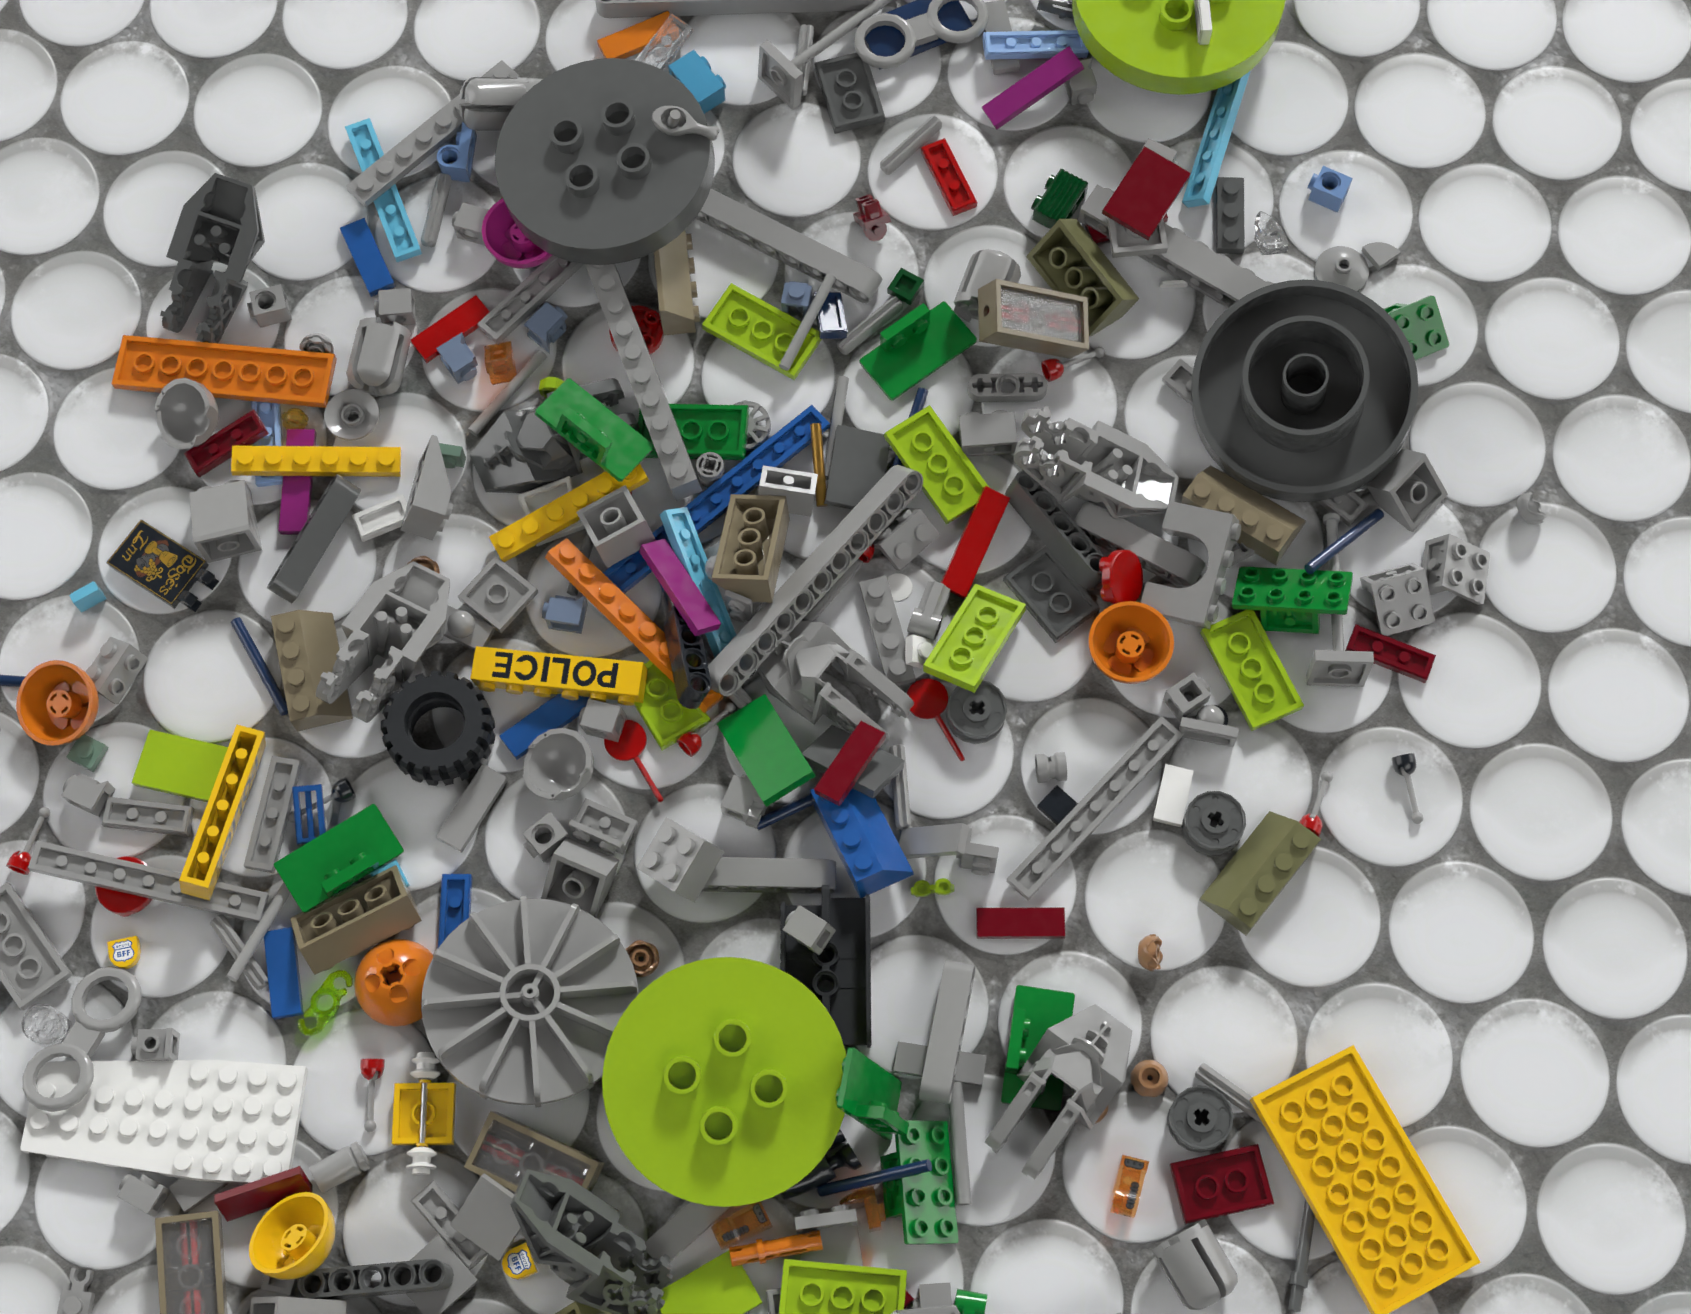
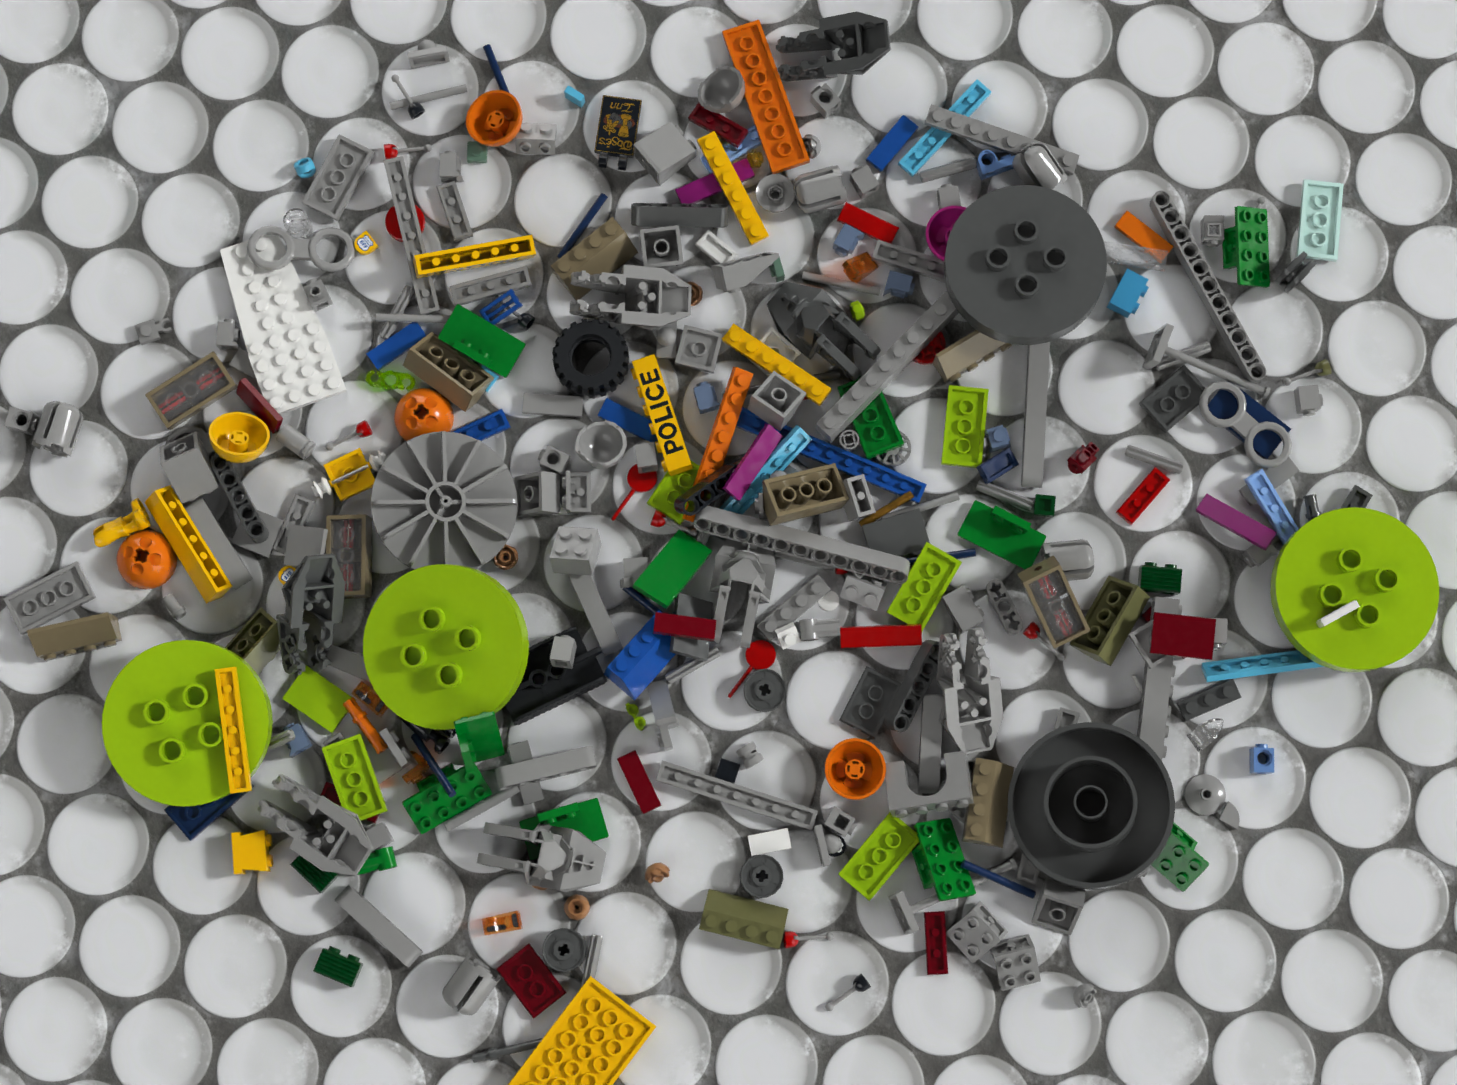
camera: 60 degrees right, 10 degrees up
(179, 765) = (495, 212): lime tile -> none
(342, 575) = (661, 246): none -> light grey slope
(594, 429) = (831, 354): green bracket -> none
(678, 122) = (1069, 298): light grey piece -> none
(807, 321) = (997, 453): light grey bar -> none
(974, 638) = (812, 666): lime plate -> none
(1121, 577) = (899, 743): red tile -> none

